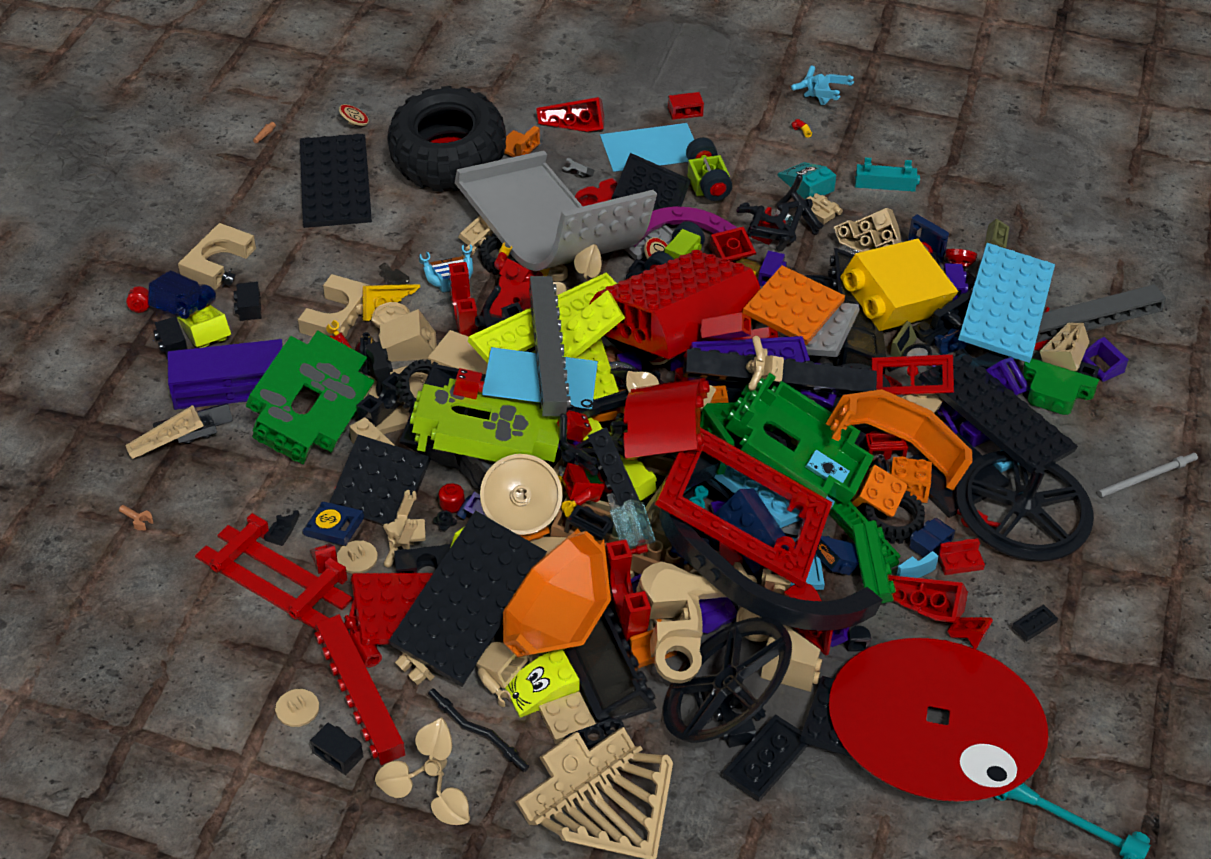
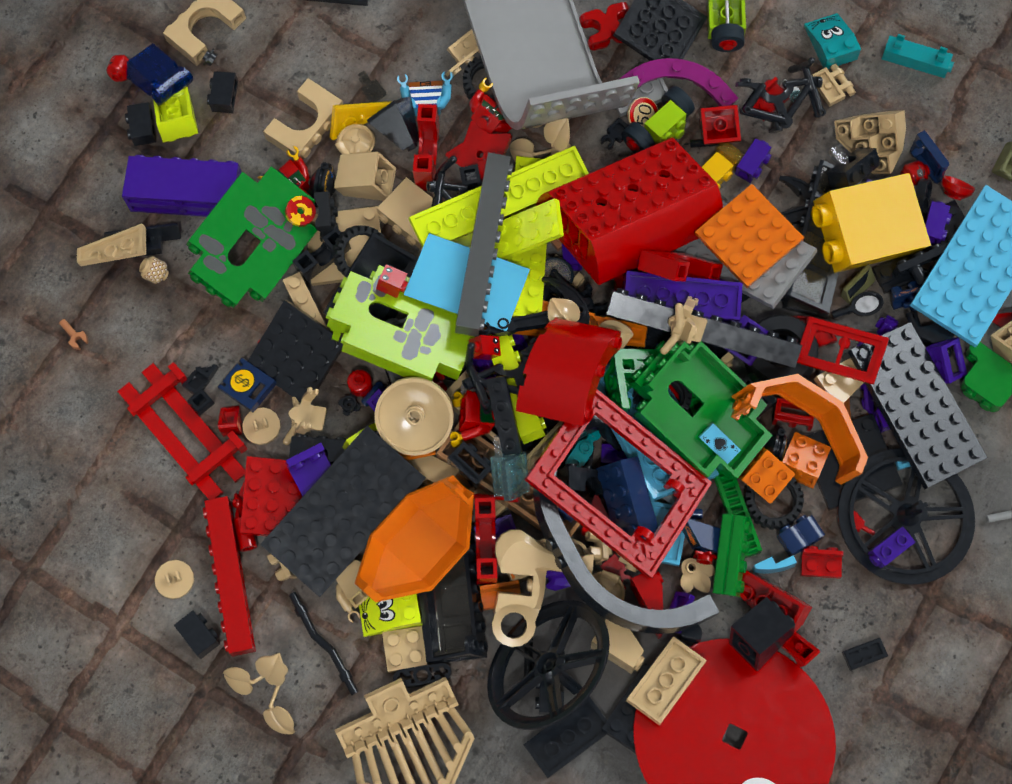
camera: 20 degrees right, 25 degrees up
(211, 445) = (153, 270): none -> tan head
(288, 545) = (200, 402): none -> black brick
(355, 371) = (303, 203): none -> red piece
(417, 566) = (308, 467): none -> dark purple bracket
(428, 290) = (397, 123): none -> black slope
(841, 588) = (698, 577): none -> tan plate
(847, 571) = (704, 557): none -> red plate
(850, 679) = (666, 680): none -> tan plate
(868, 244) = (861, 163): none -> black arch
(928, 618) = (761, 633): none -> black slope
(1023, 524) = (891, 547): none -> dark purple brick

